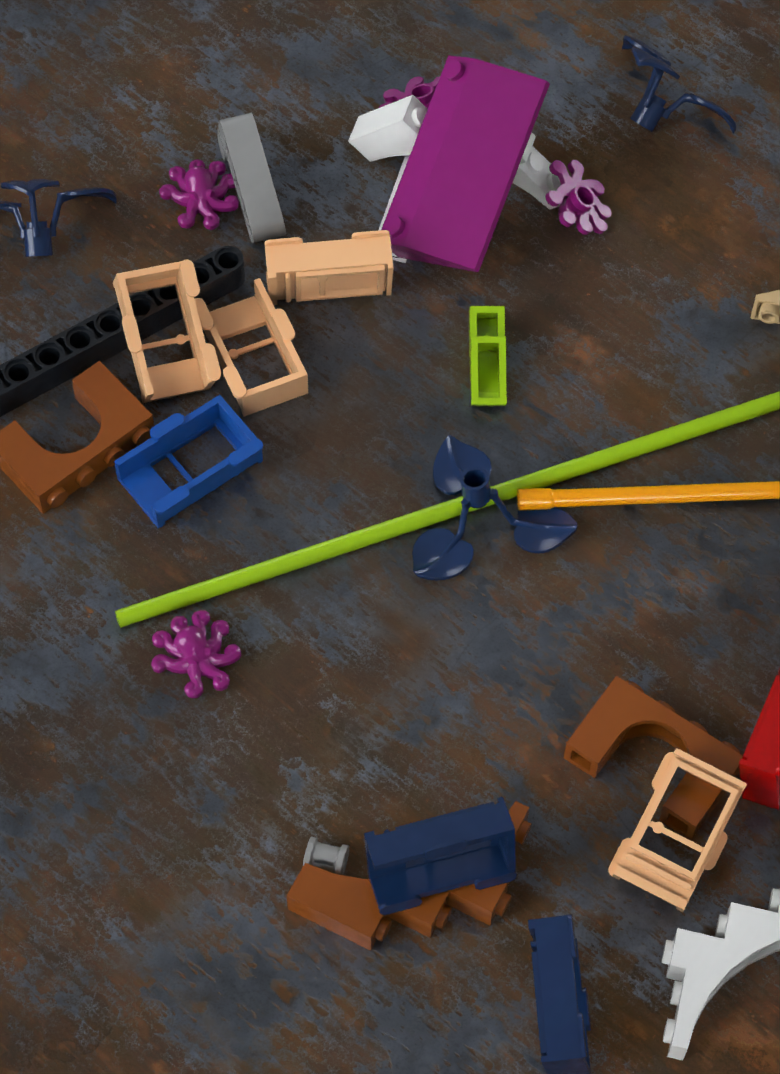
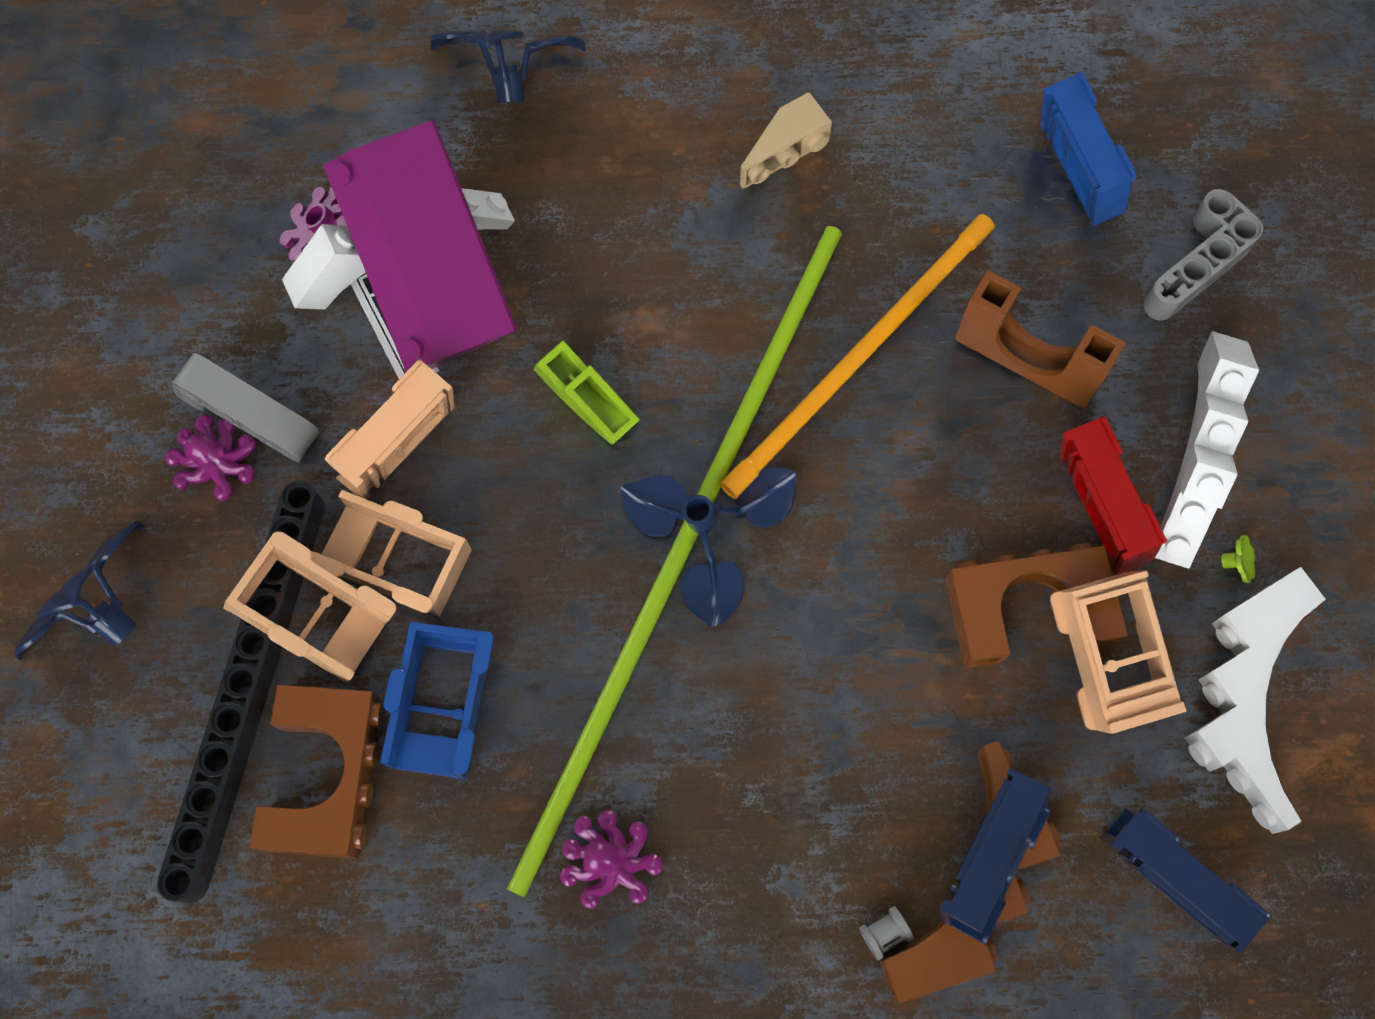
camera: 40 degrees left, 10 degrees up
(578, 199) = (526, 203): magenta animal -> none

